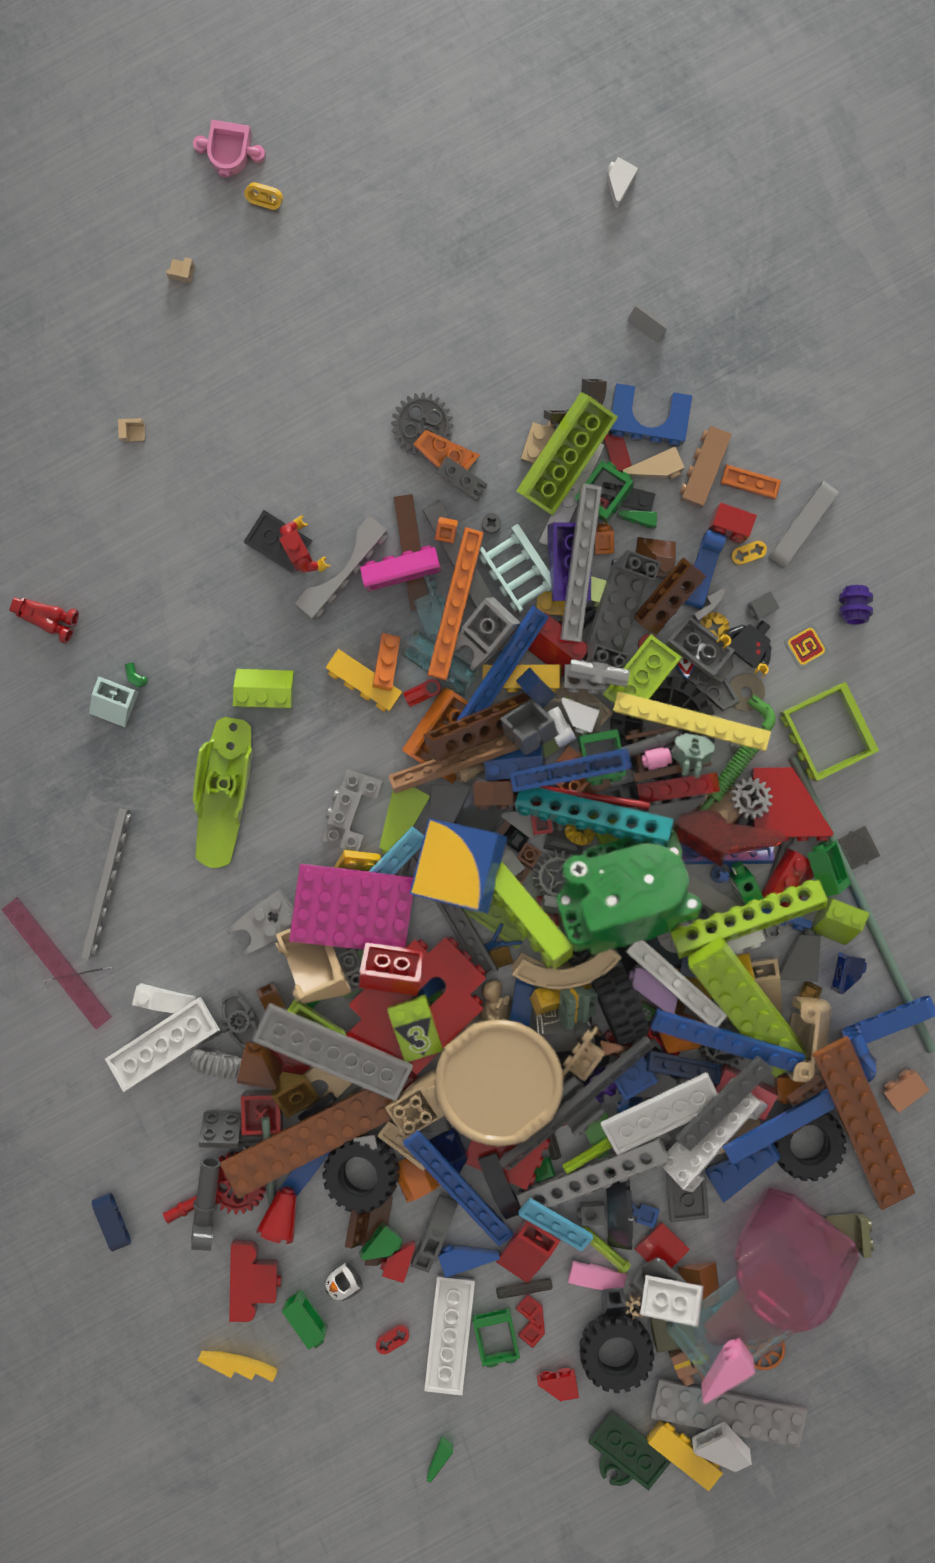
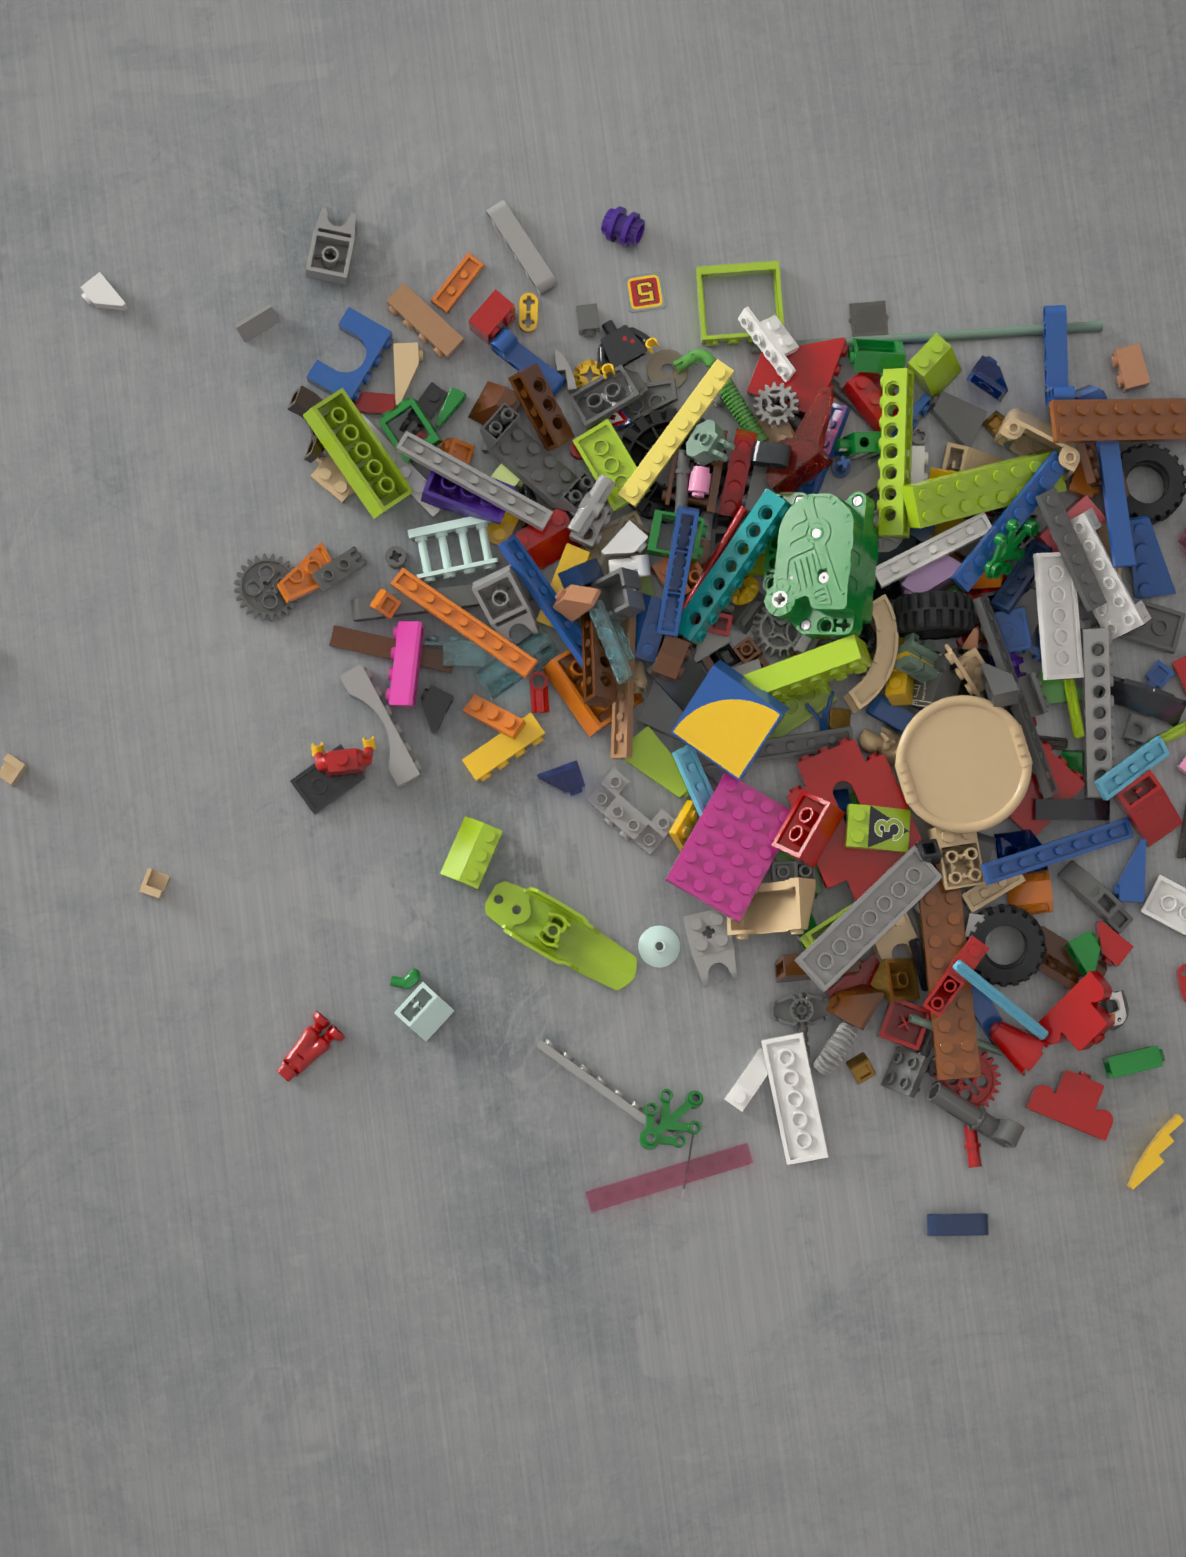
camera: 75 degrees left, 5 degrees down
(100, 945) = (669, 1122): none -> green plant
(212, 1089) = (861, 1068): none -> pearl gold slope
(254, 871) = (656, 957): none -> light aqua dish
(309, 1190) = (1000, 999): none -> medium azure axle
(313, 1144) = (951, 981): none -> red slope
(324, 1261) = (1080, 1015): none -> red brick
(356, 742) = (564, 779): none -> clear blue slope
(375, 608) = (436, 705): none -> black slope
(413, 1081) = (929, 851): none -> black slope
(487, 739) = (613, 642): none -> clear light blue bracket
(511, 692) = (575, 601): none -> nougat slope
(578, 1088) = (999, 686): none -> dark grey slope
(703, 811) = (770, 454): none -> black beam
(703, 1049) = (998, 565): none -> green plant
(744, 359) = (334, 242): none -> light grey brick
(806, 773) = (772, 340): none -> white bracket

